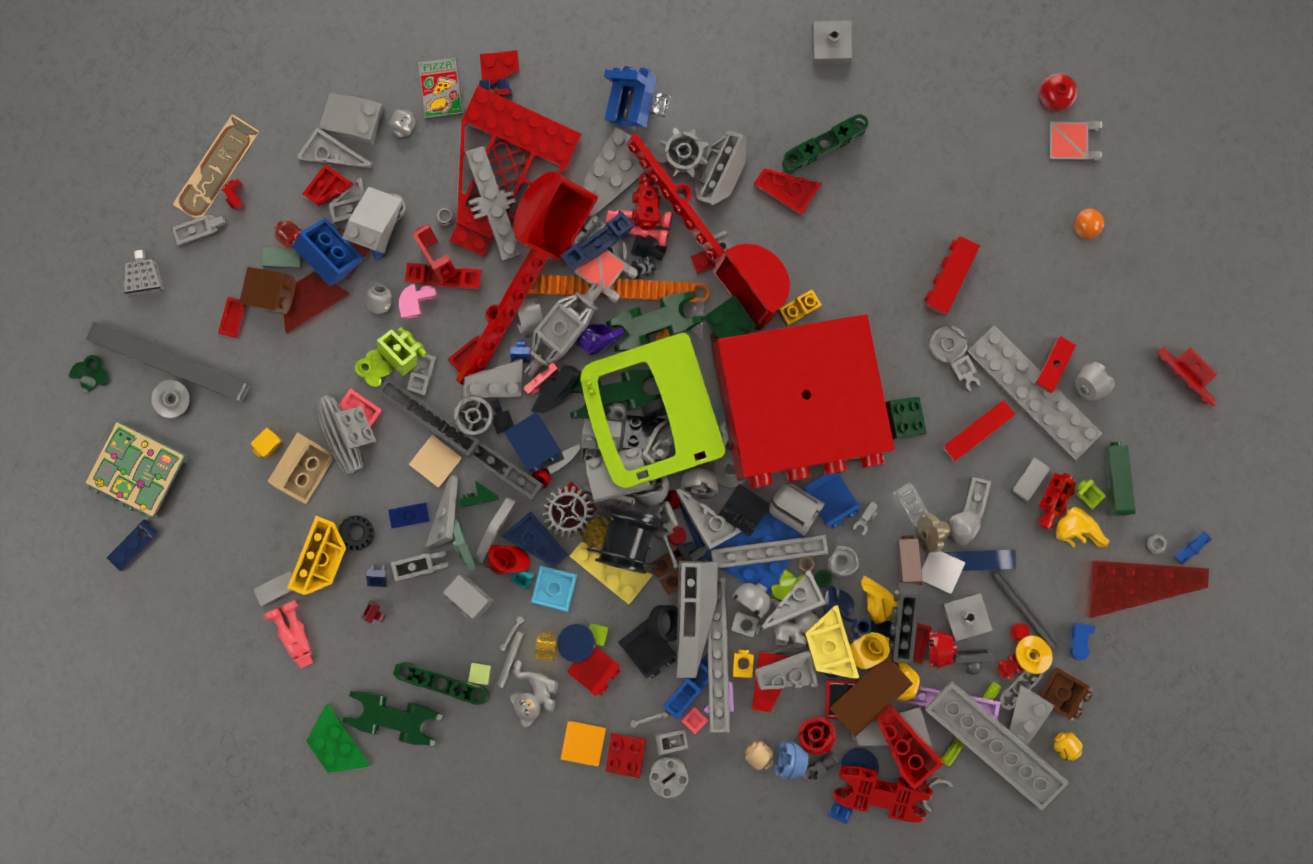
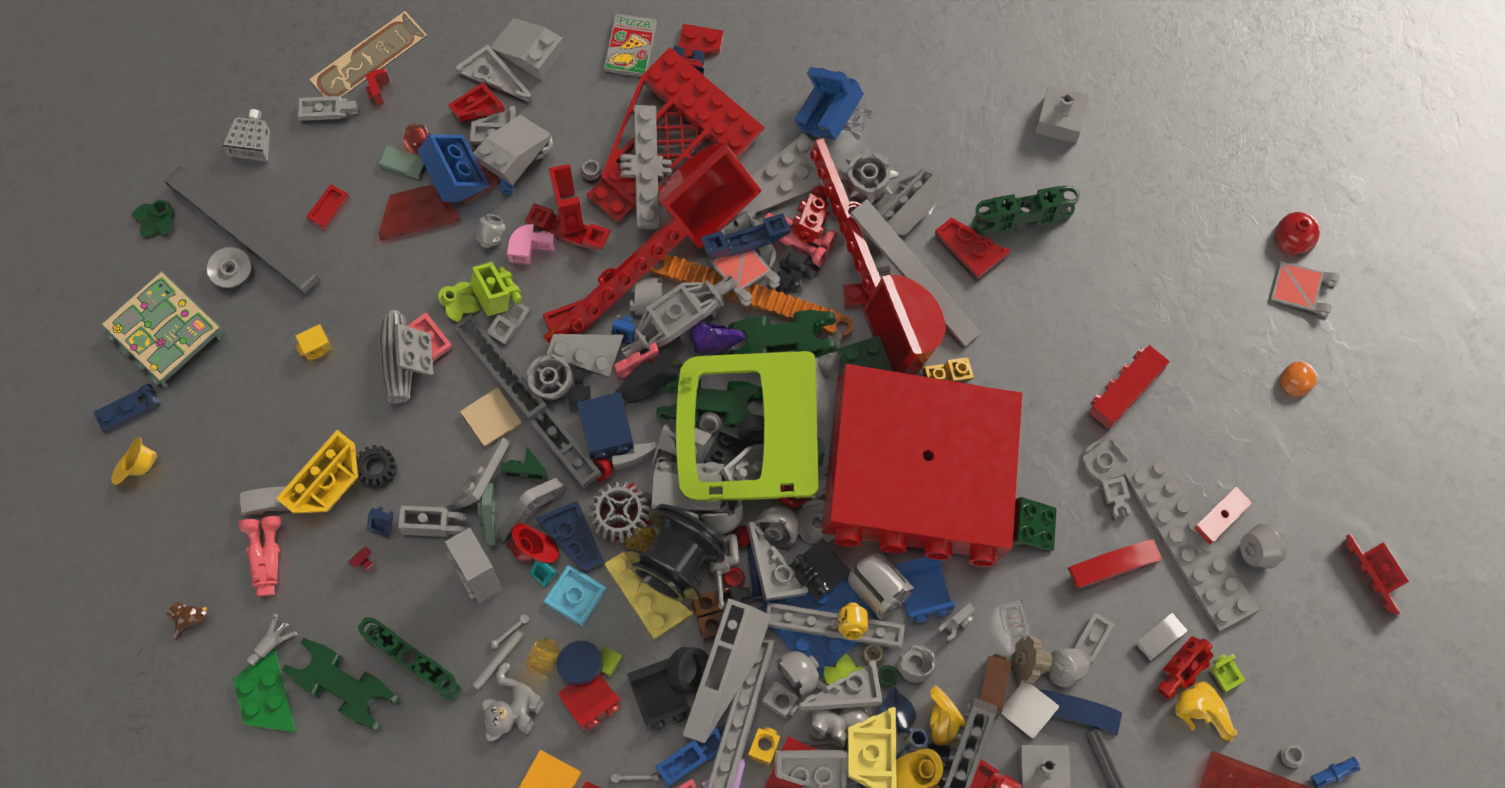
camera: 15 degrees right, 15 degrees down
(156, 590) = (134, 462): none -> yellow piece
(249, 702) = (185, 616): none -> reddish brown animal
(268, 290) = (375, 186): reddish brown brick -> none
(301, 468) = (341, 380): tan slope -> none
(325, 701) = (269, 641): none -> light grey piece
(402, 123) = (578, 65): light grey head -> none
(409, 515) = (440, 466): clear blue plate -> none
(479, 673) = (458, 664): yellowish green tile -> none
(747, 229) = (911, 267): none -> light grey tile
(784, 547) = (852, 621): none -> yellow head
(1119, 480) = (1265, 668): dark green slope -> none

